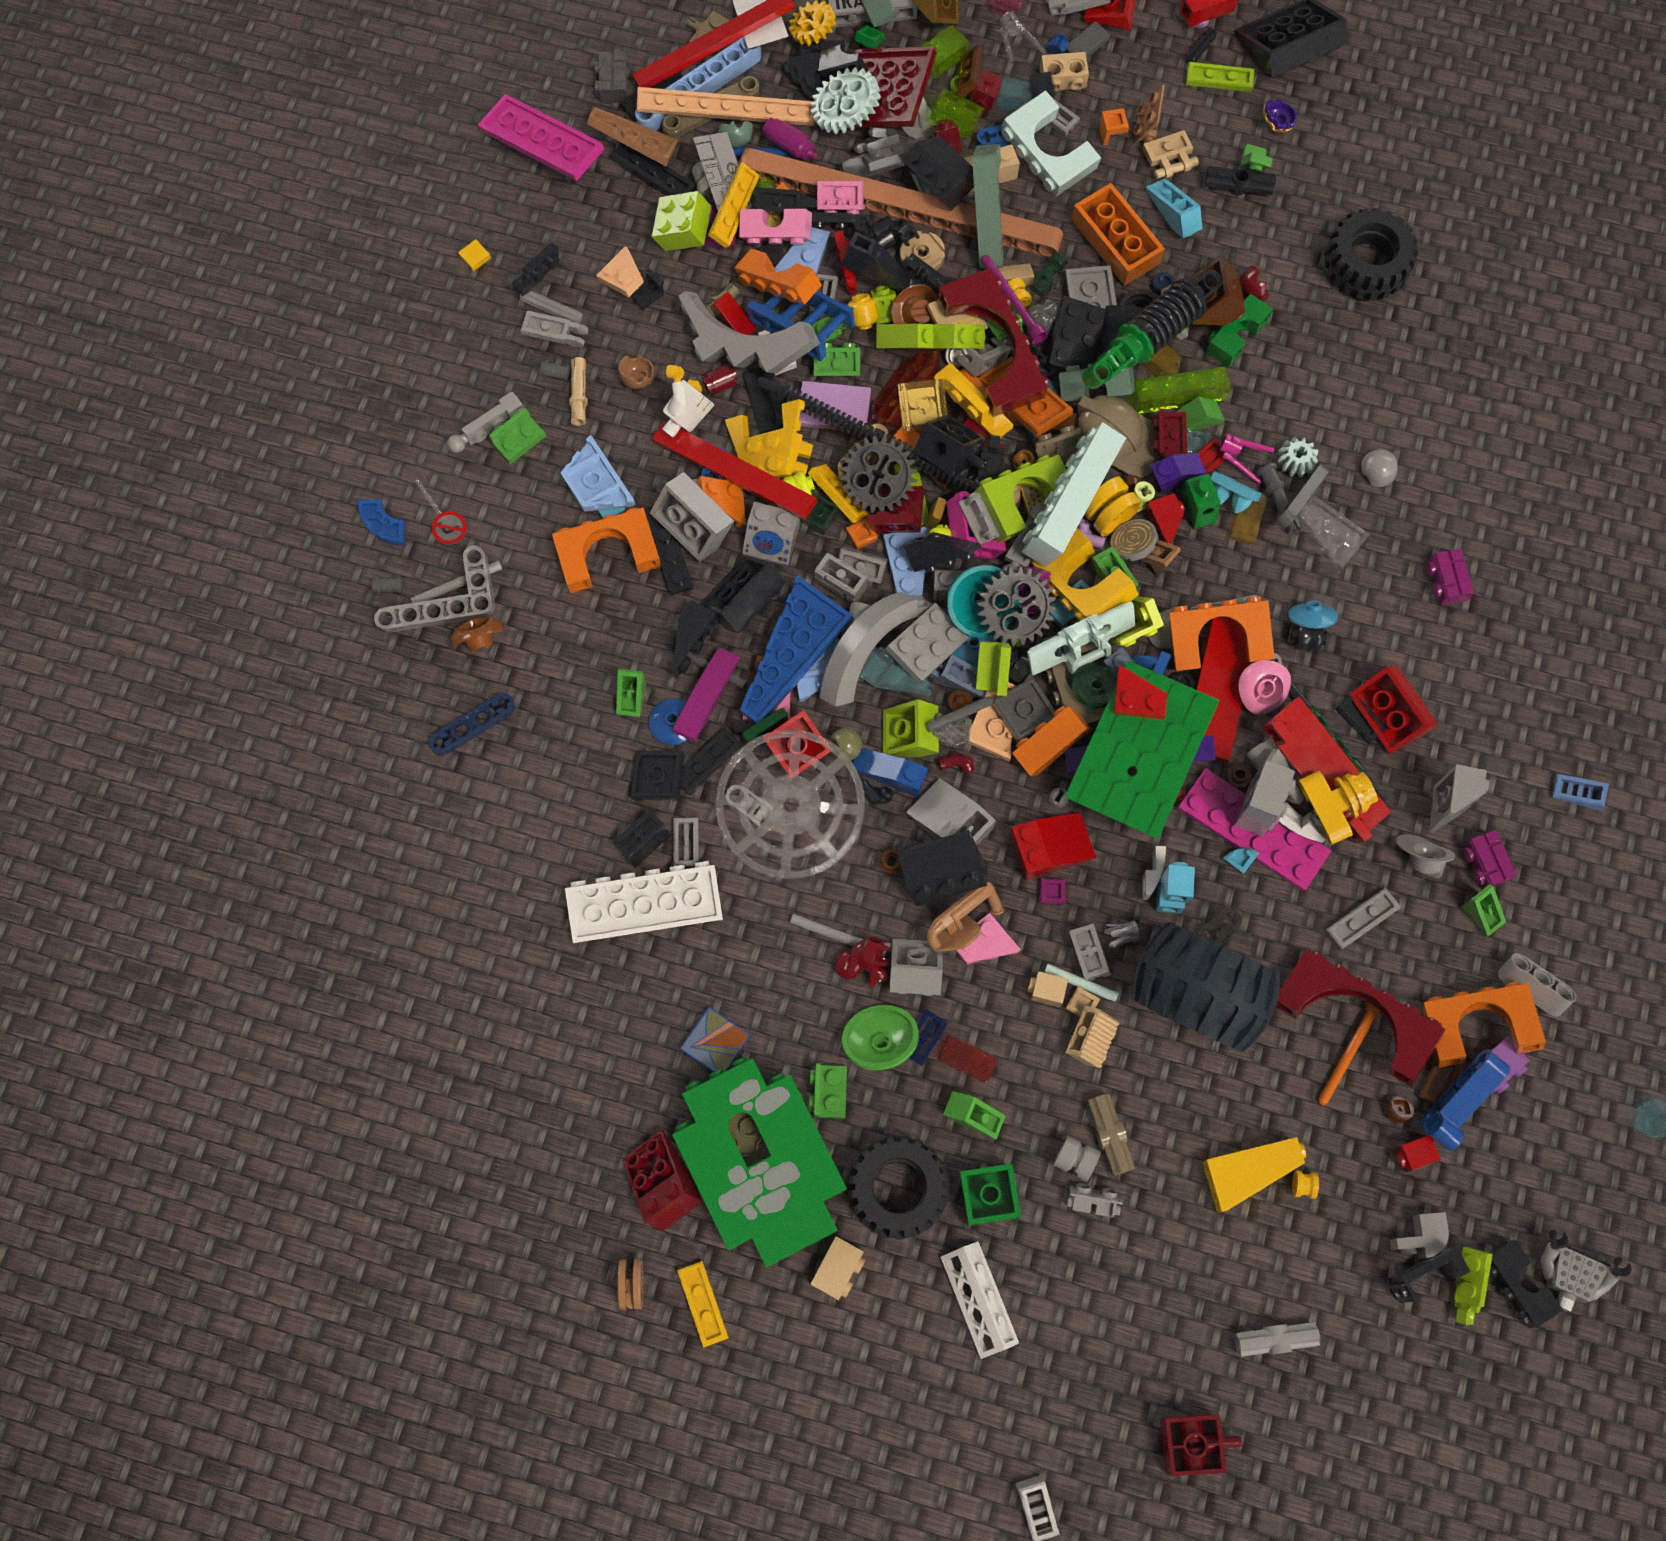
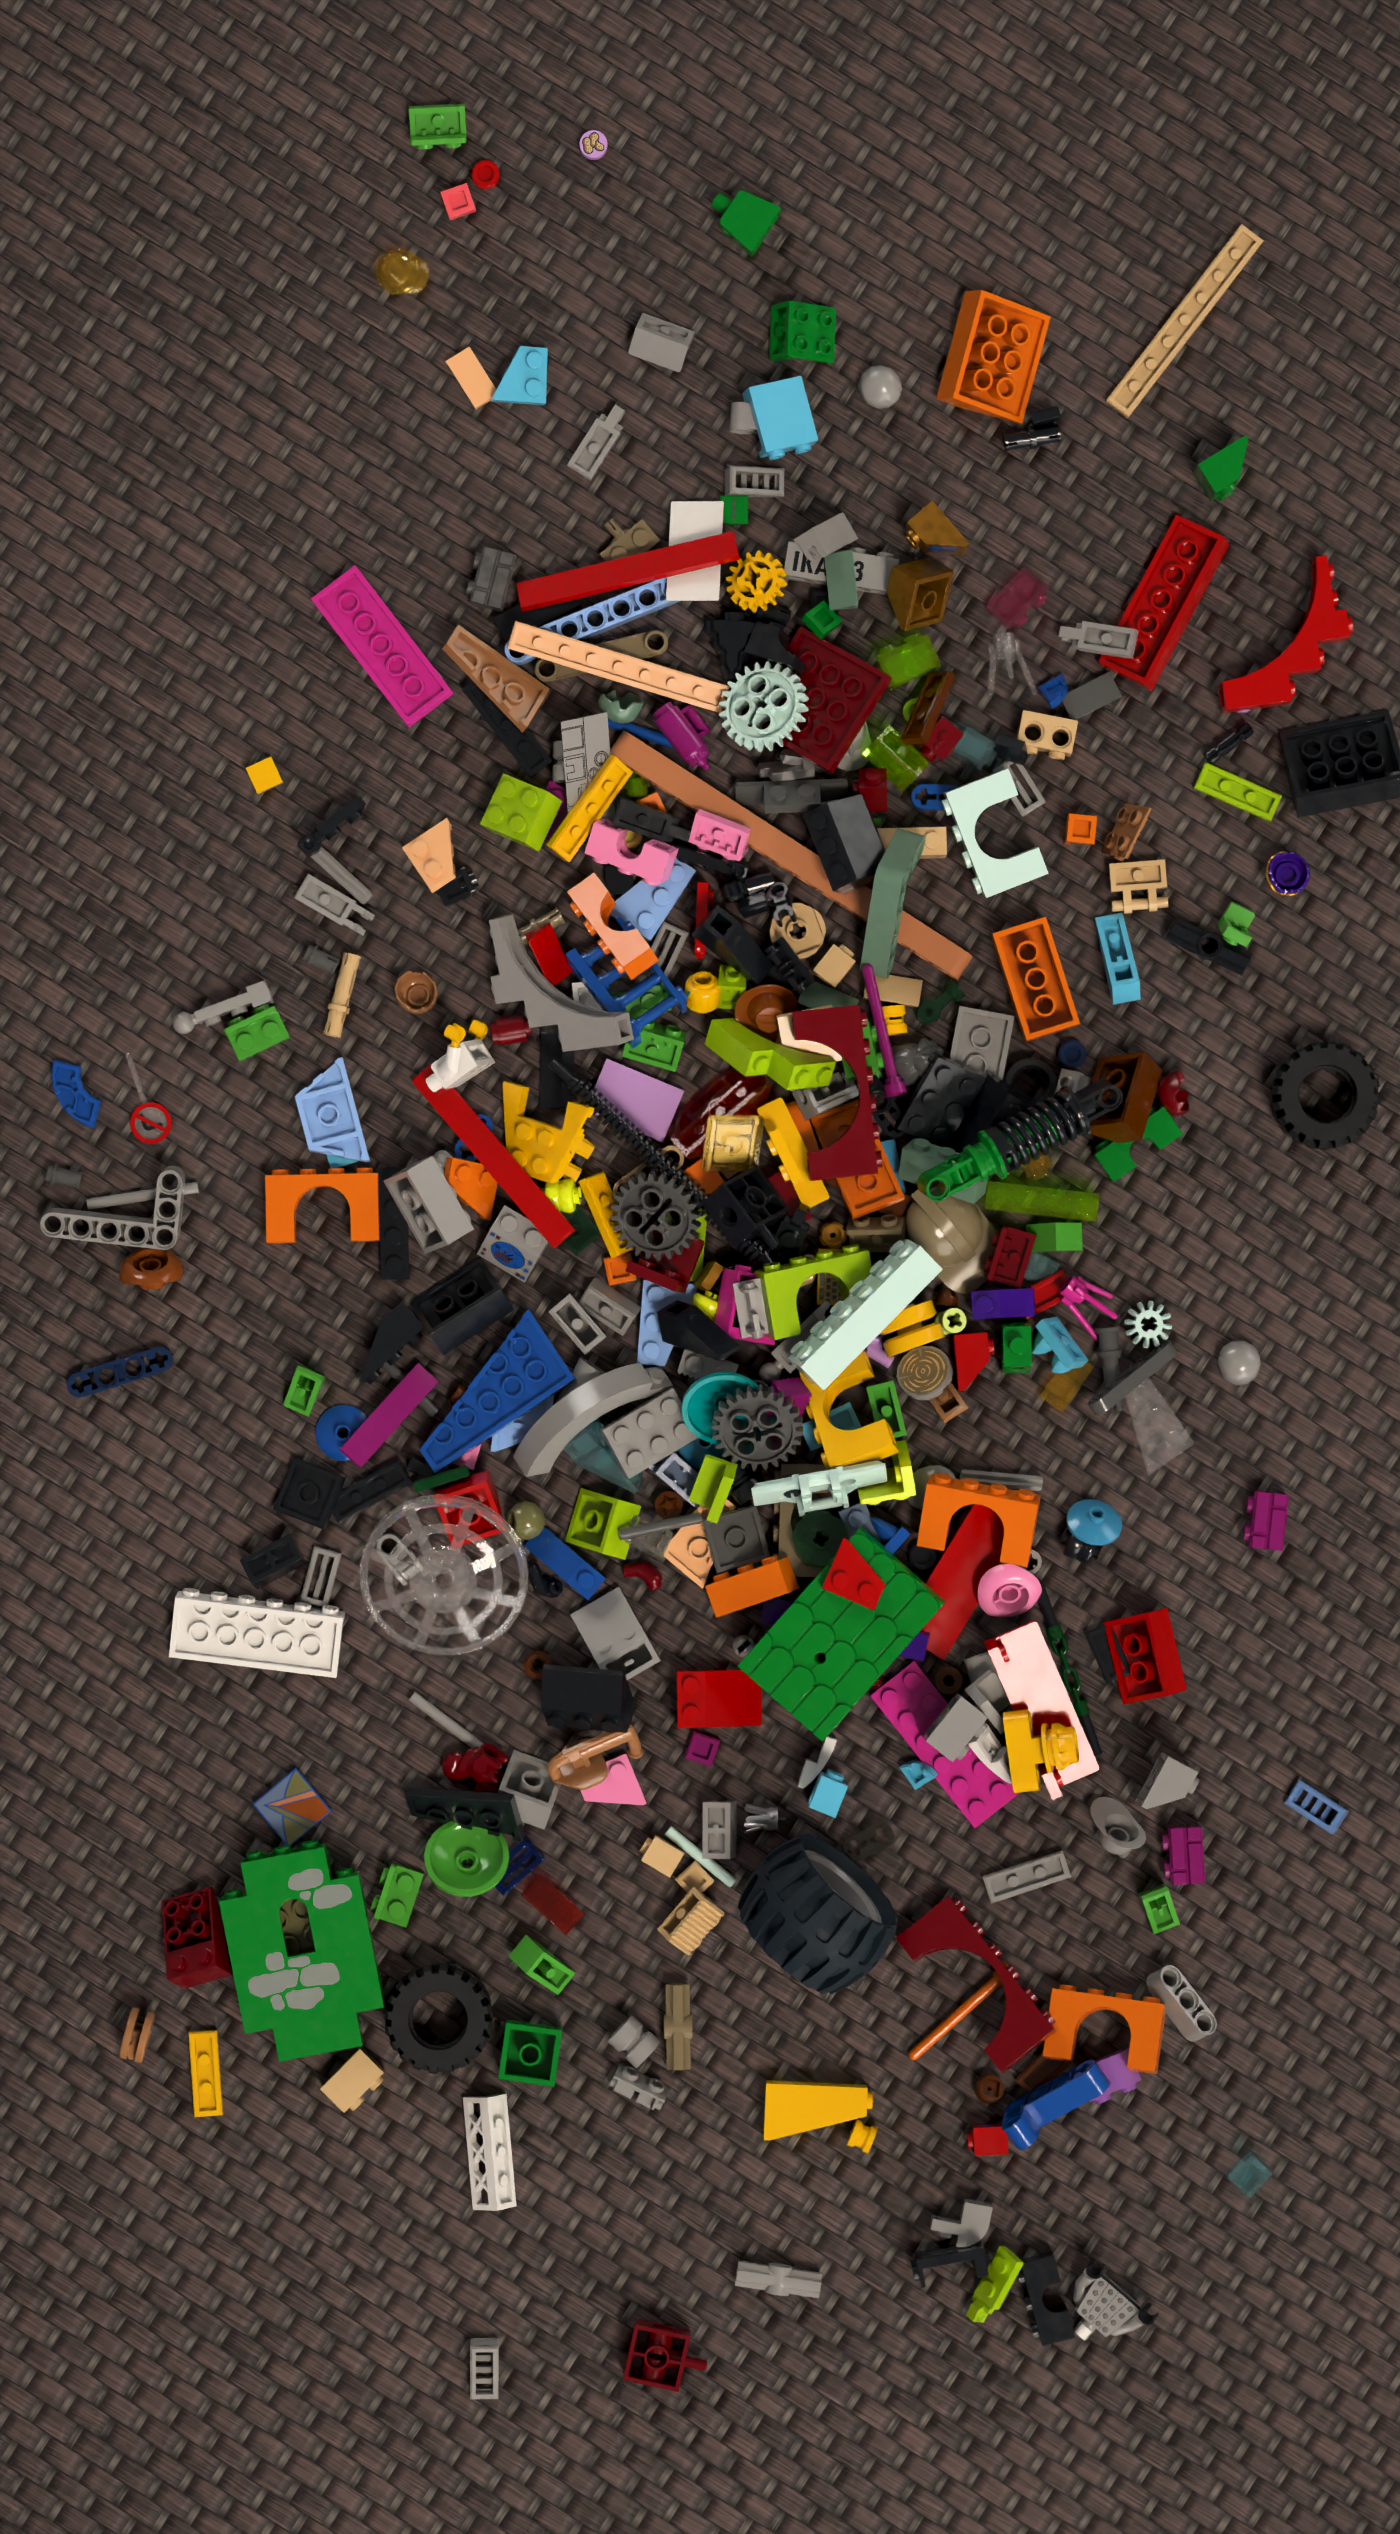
camera: 15 degrees right, 15 degrees up
(874, 993) = (479, 1809): none -> black wing
(959, 265) = (835, 965): none -> tan brick

